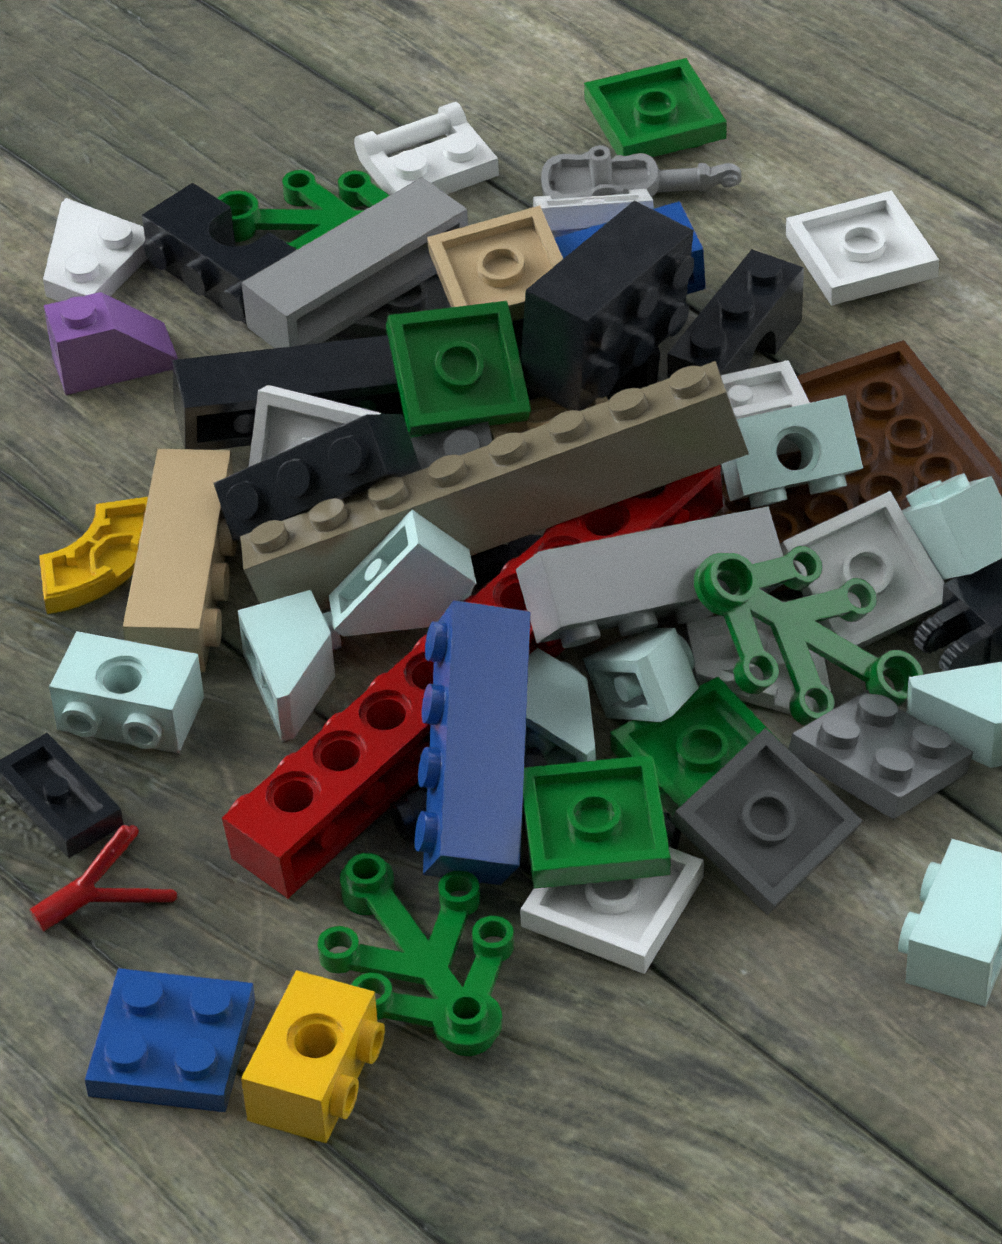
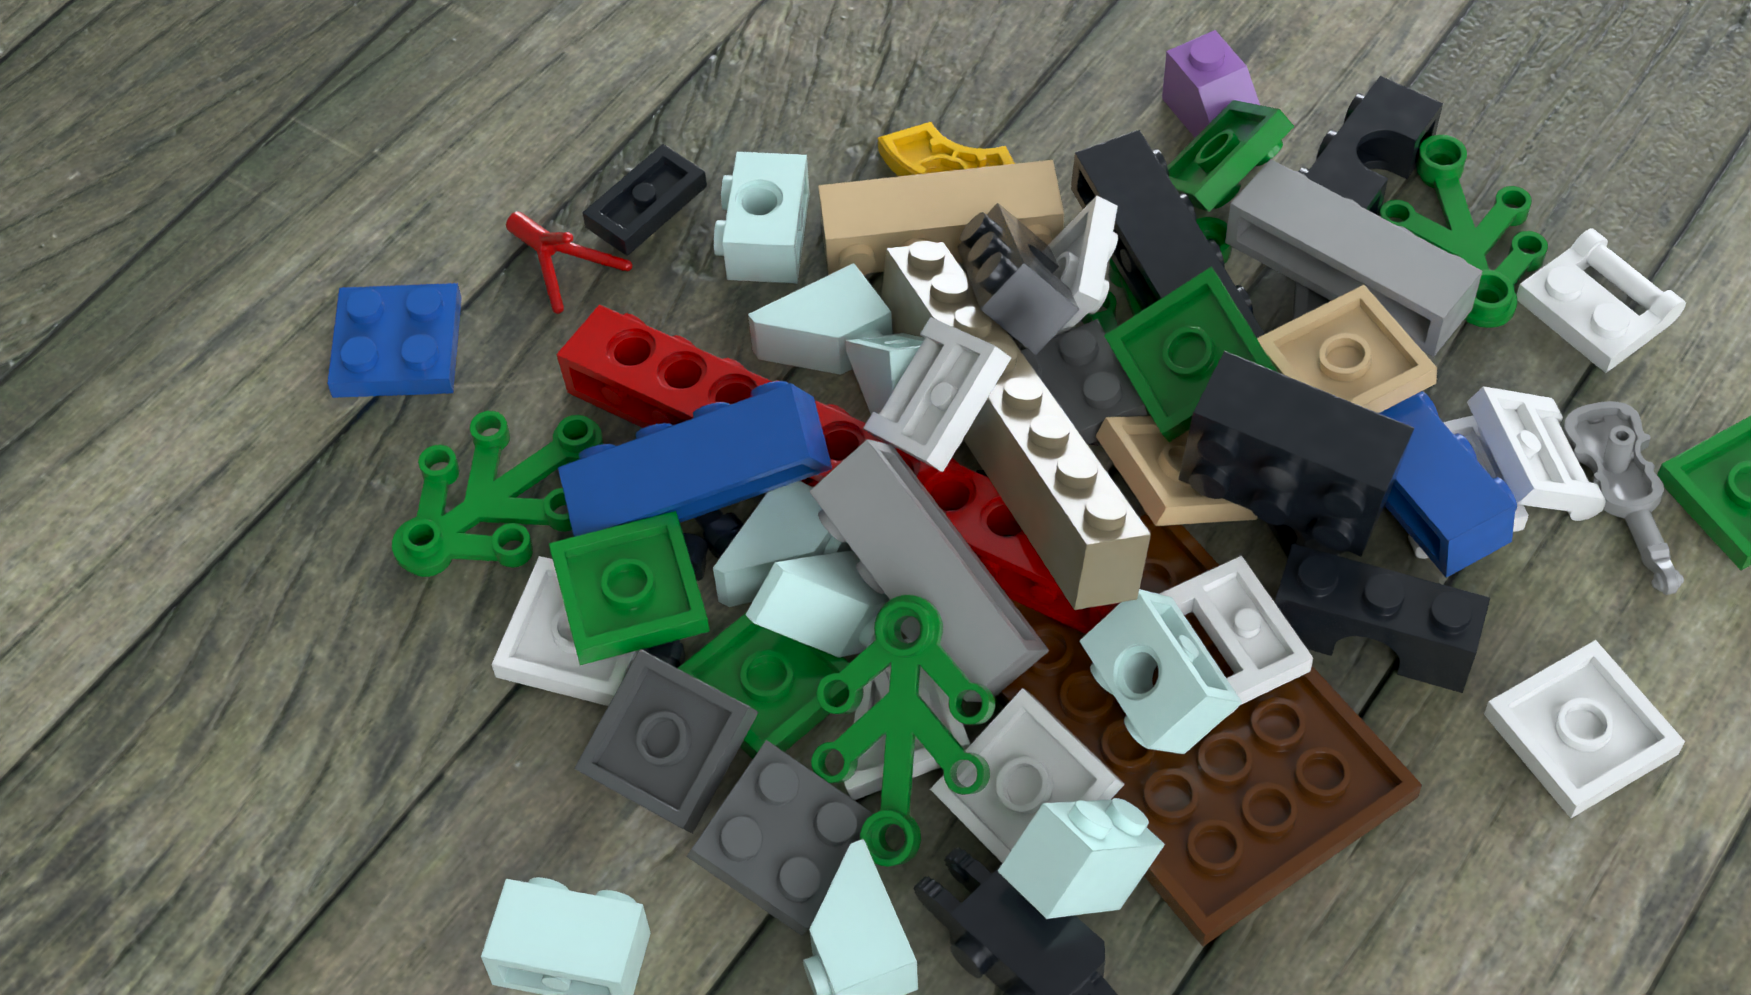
camera: 80 degrees right, 10 degrees up
(91, 252) = (1346, 63): white wing -> none
(203, 313) = (1227, 151): none -> green plate
(312, 1057) = (364, 433): yellow brick -> none
(498, 498) = (939, 394): none -> white plate

